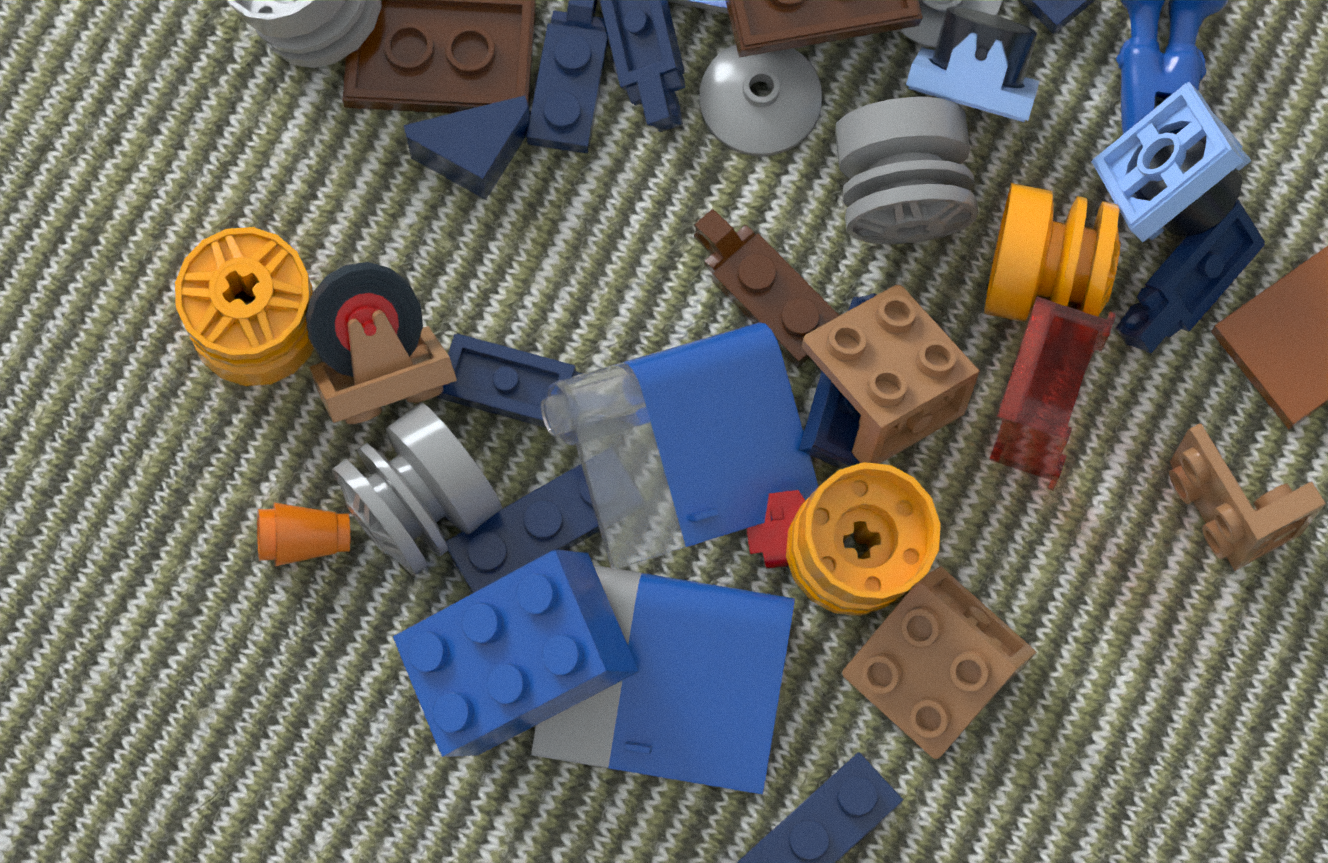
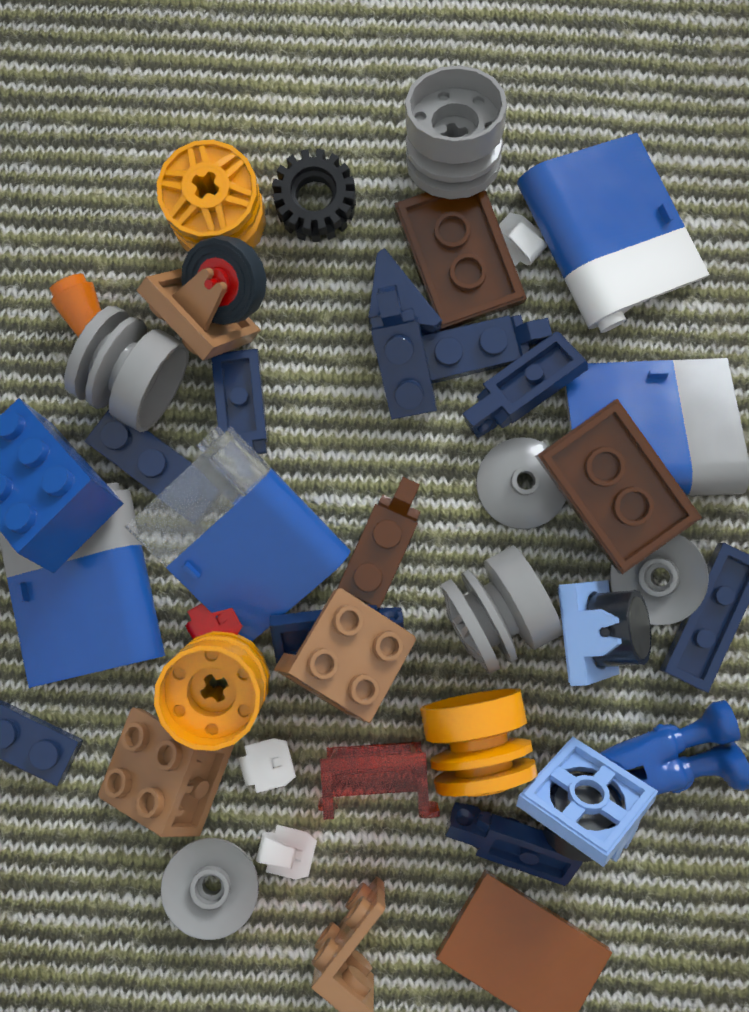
camera: 70 degrees right, 10 degrees up
(289, 154) = (310, 170): none -> black tyre
(548, 162) = (401, 357): none -> dark blue hinge
(981, 530) = (267, 765): none -> white piece
(1099, 557) = (287, 852): none -> white piece
(1122, 629) = (195, 907): none -> light grey dish

